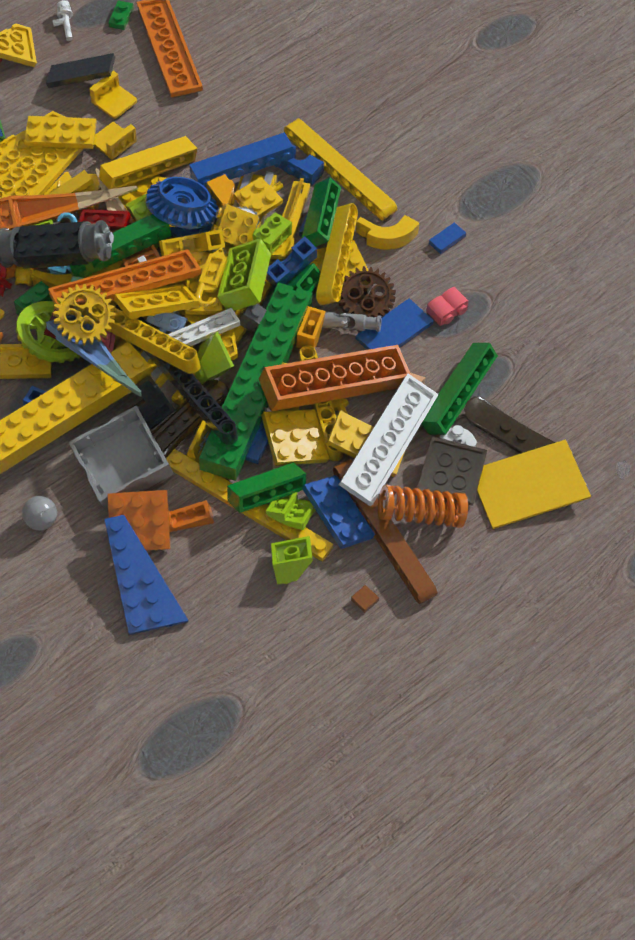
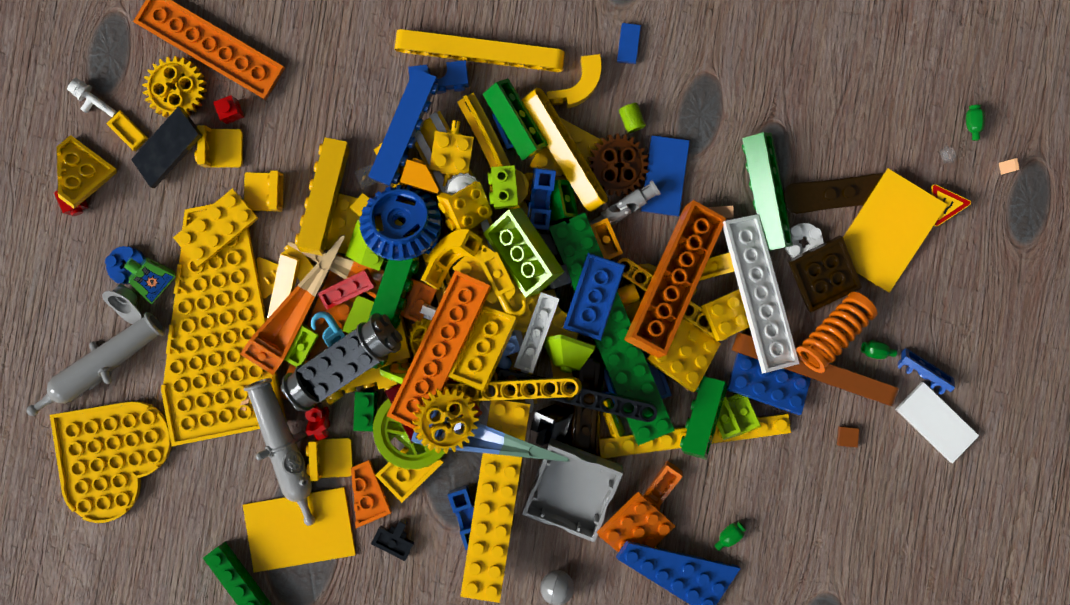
camera: 40 degrees left, 30 degrees up
(66, 50) = (127, 131): none -> yellow tile
(121, 15) = (132, 46): green plate -> none
(127, 48) = (160, 78): none -> yellow gear
(142, 82) = (228, 109): none -> red brick
(205, 591) = (730, 535): none -> green plant
(265, 340) = (594, 296): none -> blue tile
(291, 559) = (773, 456): lime slope -> none
(372, 404) = (717, 266): none -> yellow plate
(405, 277) = (632, 117): none -> lime piece
(446, 556) = (877, 350): none -> green plant
(446, 646) = (937, 422): none -> white tile
(447, 306) = (689, 117): coral brick -> none
(470, 599) = (926, 371): none -> blue plate
(596, 503) = (955, 203): none -> piece

